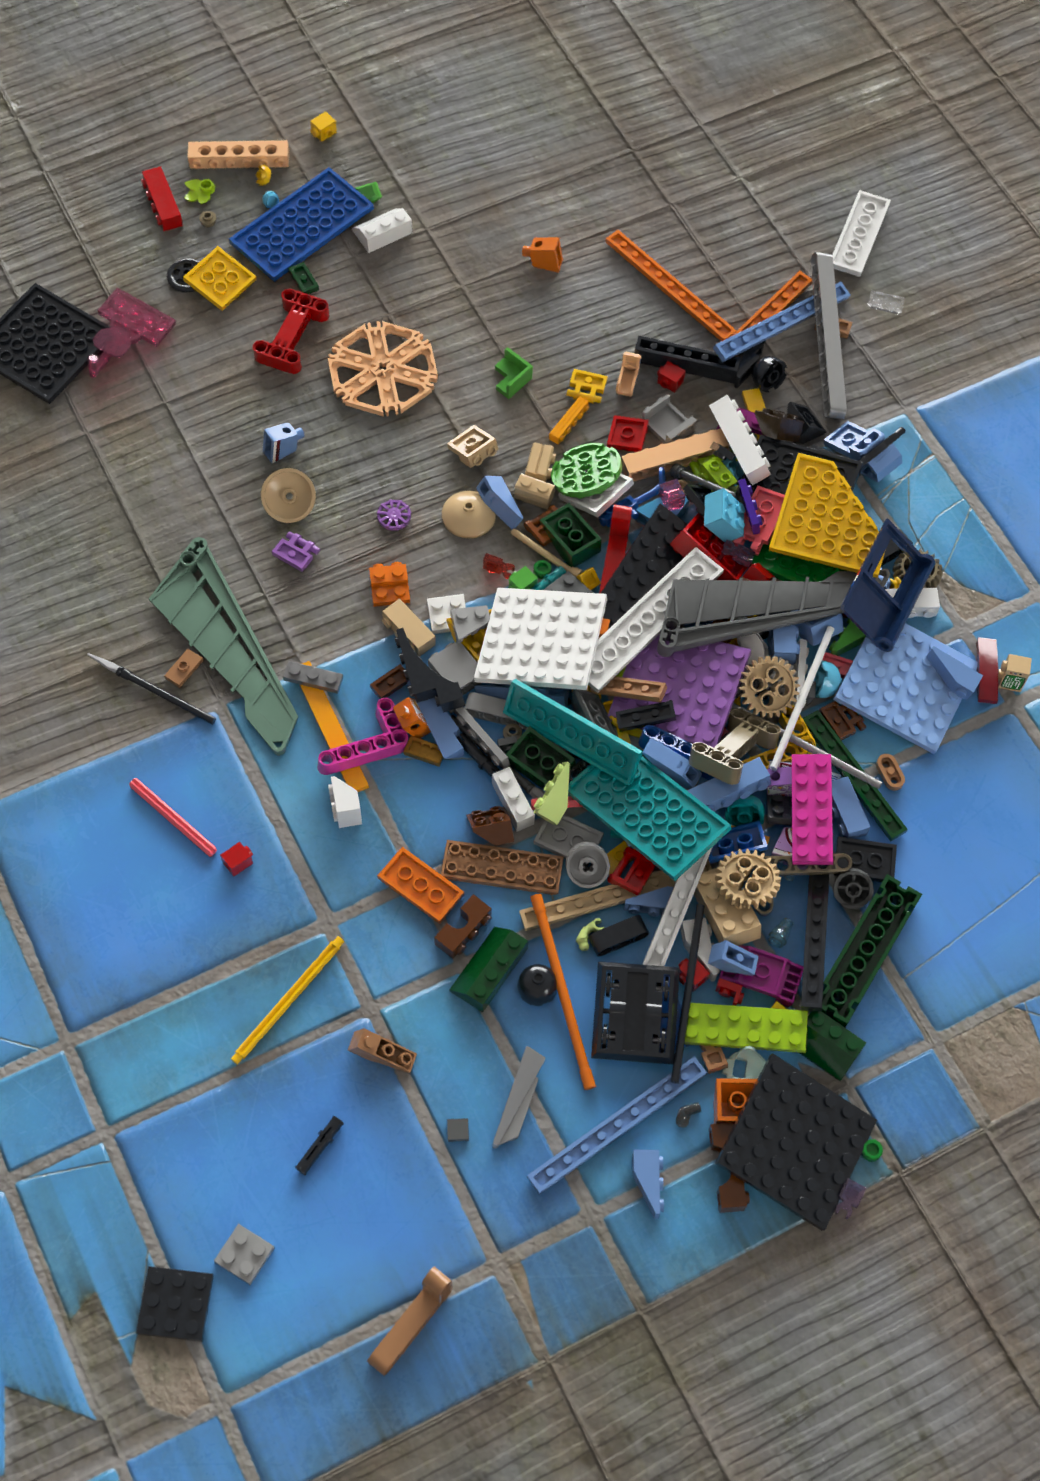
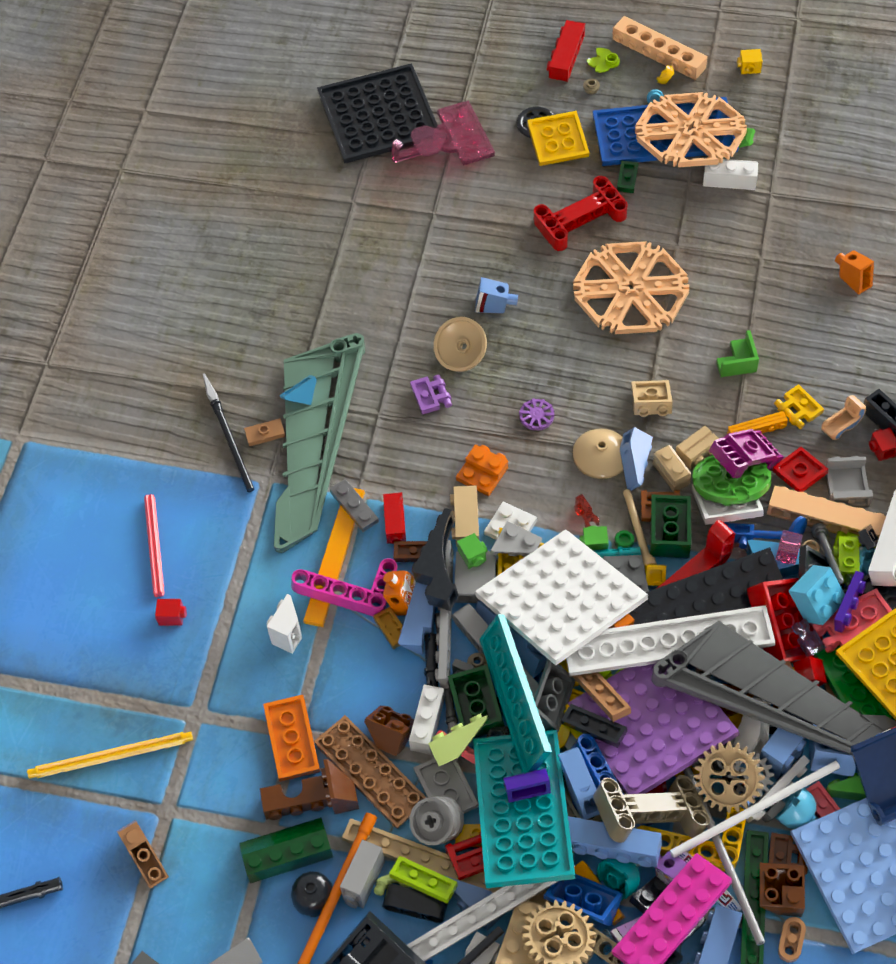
camera: 45 degrees right, 5 degrees down
(189, 613) = (301, 392): none -> dark azure slope
(336, 204) = (701, 134): none -> light nougat plate
(353, 666) = (394, 517): none -> red window
(443, 649) = (472, 551): none -> bright green brick
(494, 894) = (338, 789): none -> reddish brown slope
(566, 941) = (362, 874): none -> light grey brick
(582, 444) = (744, 449): none -> magenta plate
(614, 912) = (423, 879): none -> lime plate
(639, 789) = (527, 785): none -> dark purple brick
(860, 740) = (782, 889): none -> reddish brown slope

